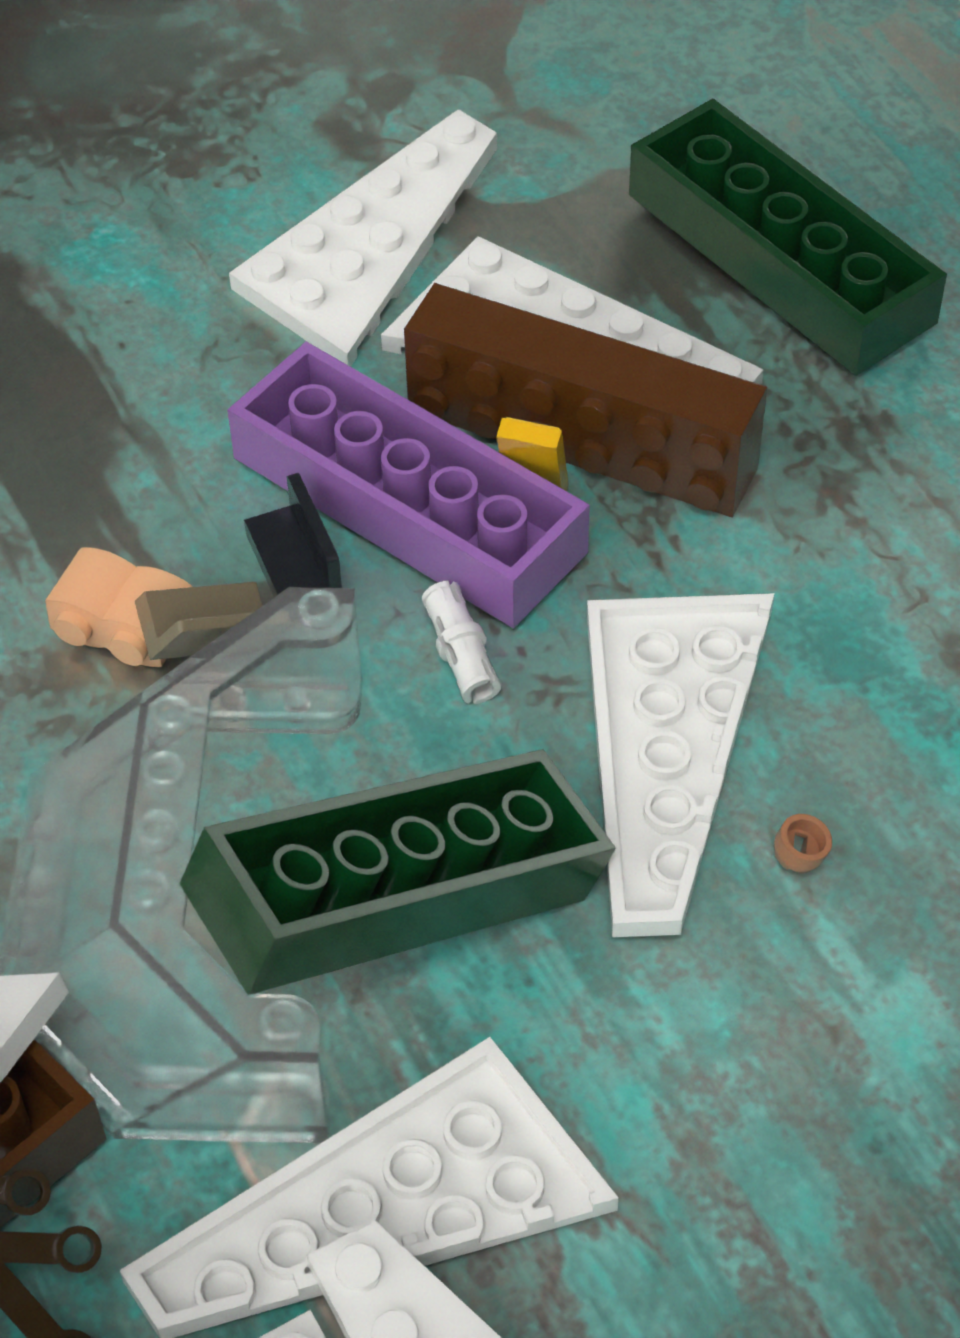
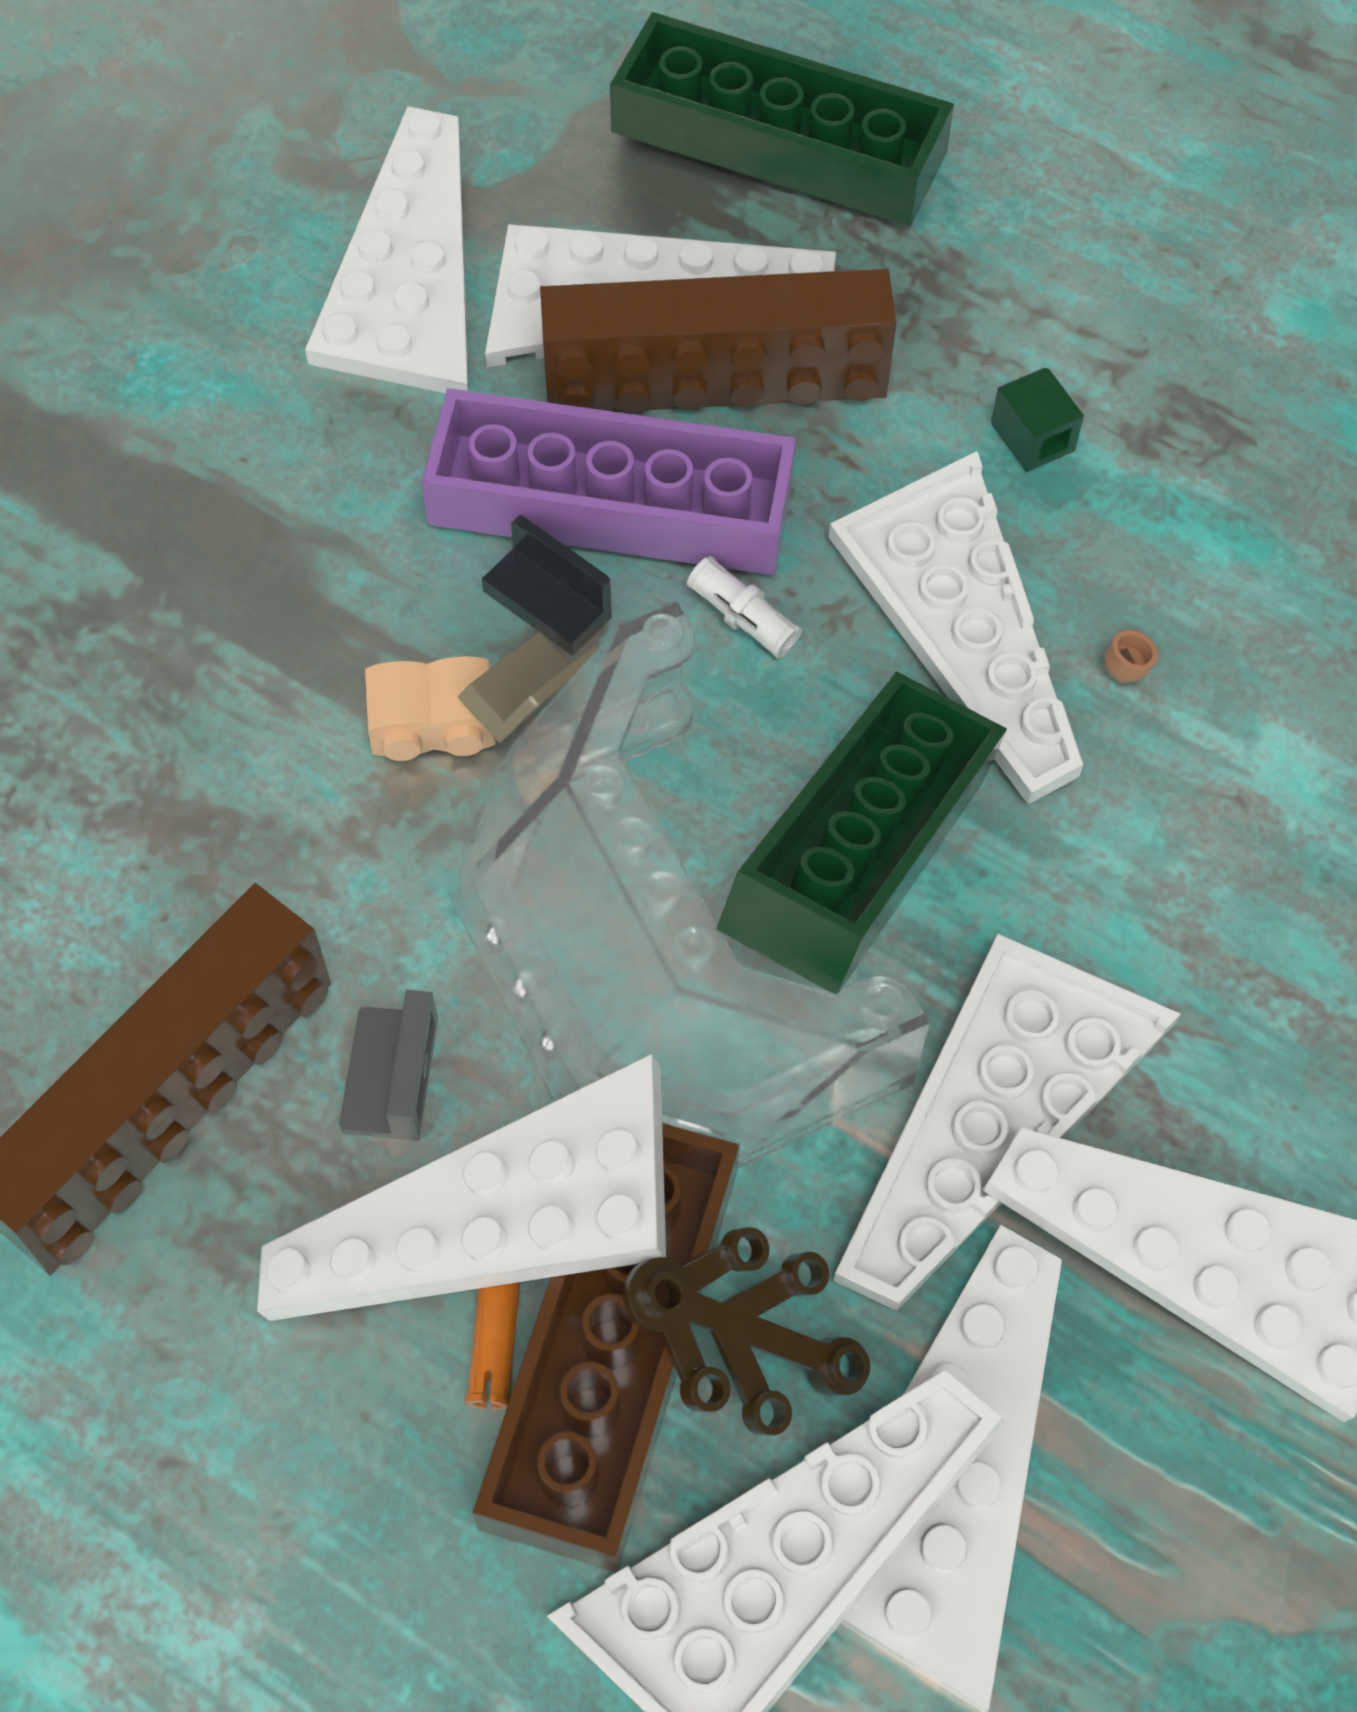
camera: 30 degrees left, 10 degrees up
(535, 448) = (716, 404): yellow tile -> none
(855, 589) = (1036, 419): none -> dark green panel

